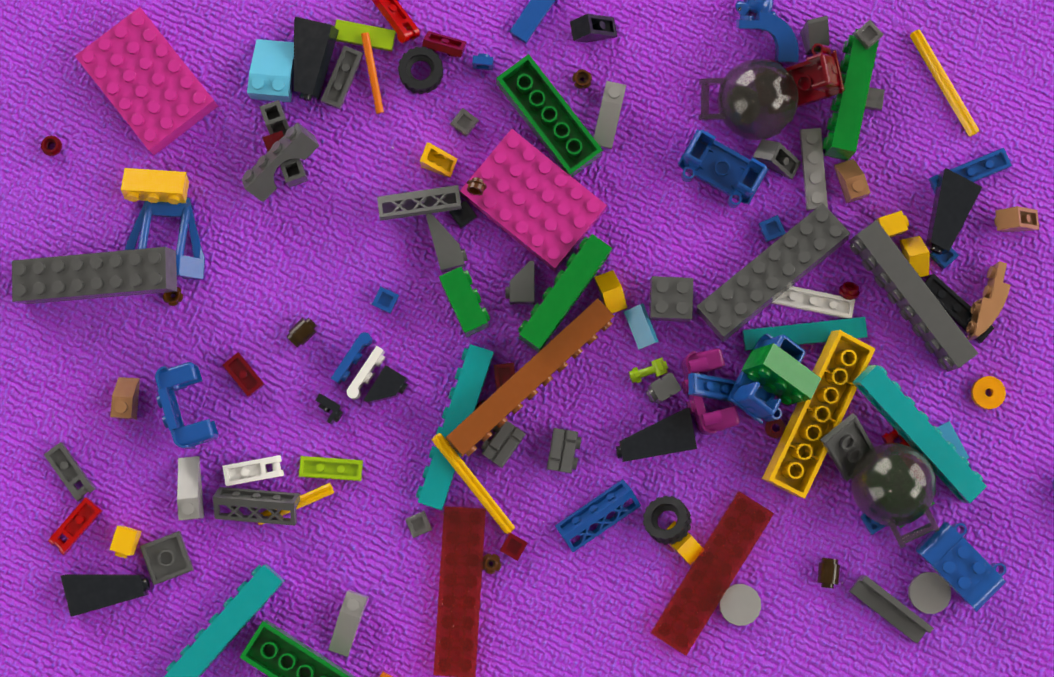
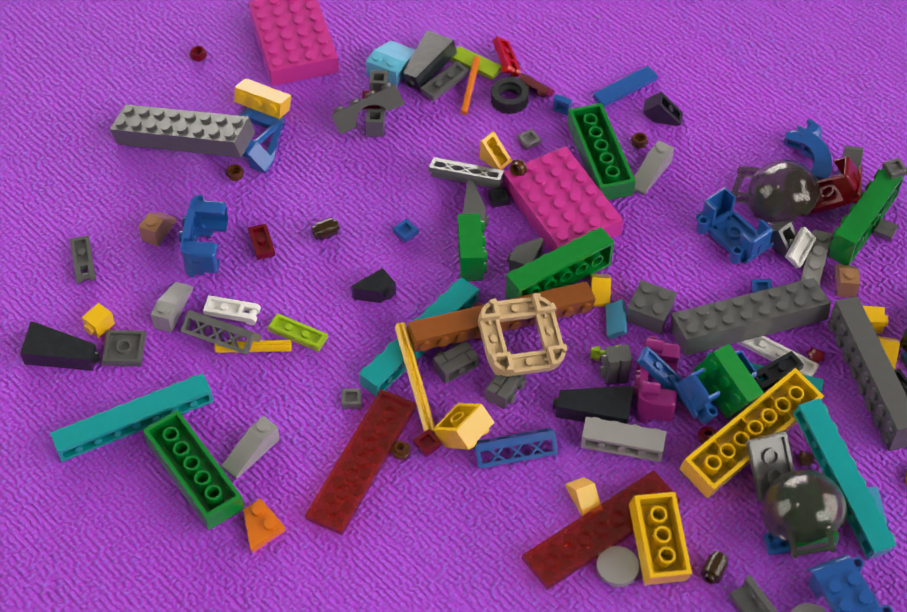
camera: 25 degrees right, 30 degrees down
(75, 525) = (63, 297): red plate -> none
(327, 405) = (321, 286): black bracket -> none
(352, 357) = (356, 258): blue plate -> none
(365, 374) = (362, 271): white plate -> none
(543, 522) = (463, 426): none -> yellow brick
(587, 384) = (517, 309): none -> tan plate
(667, 504) = (579, 475): black tyre -> none
(699, 469) = (623, 439): none -> light grey brick
(772, 570) = (660, 538): none -> yellow brick
(796, 162) = (800, 247): none -> white tile
(820, 329) = (777, 370): none -> black plate
(874, 417) = (806, 458): none -> reddish brown plate

